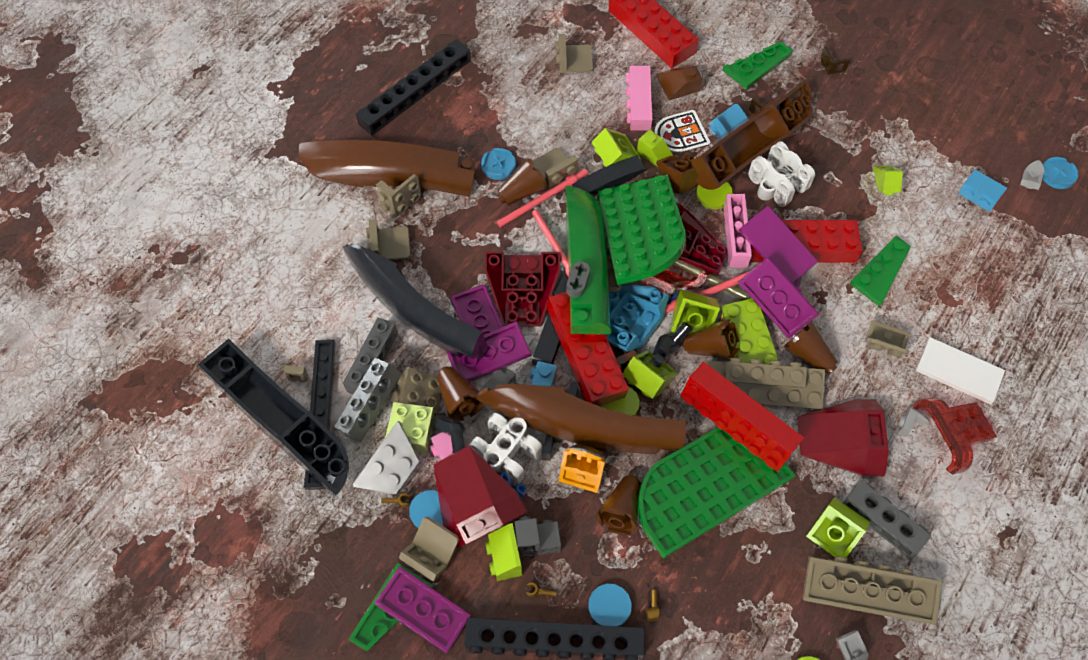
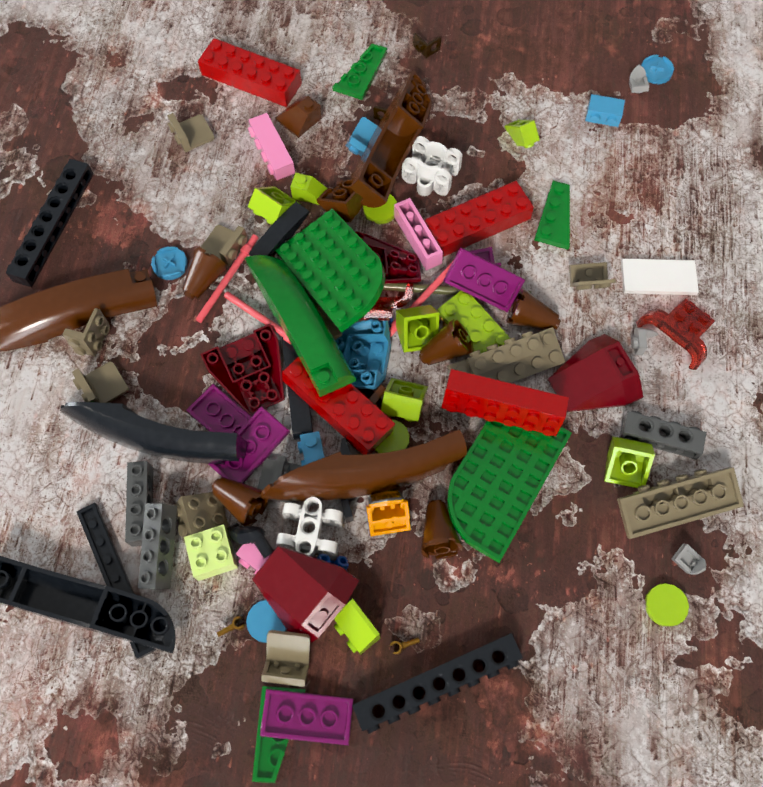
camera: 25 degrees left, 5 degrees up
(296, 373) = (73, 552): dark tan tile -> none
(390, 463) = (209, 596): wing -> none
(537, 538) = (378, 598): dark grey brick -> none
(574, 278) = (309, 344): dark grey beam -> none
(609, 605) = (470, 627): dark azure tile -> none
(653, 613) = (511, 614): pearl gold hand -> none
(670, 343) = (409, 363): black arm -> none
(682, 131) = (324, 162): sticker -> none
(776, 241) = (460, 230): magenta tile -> none

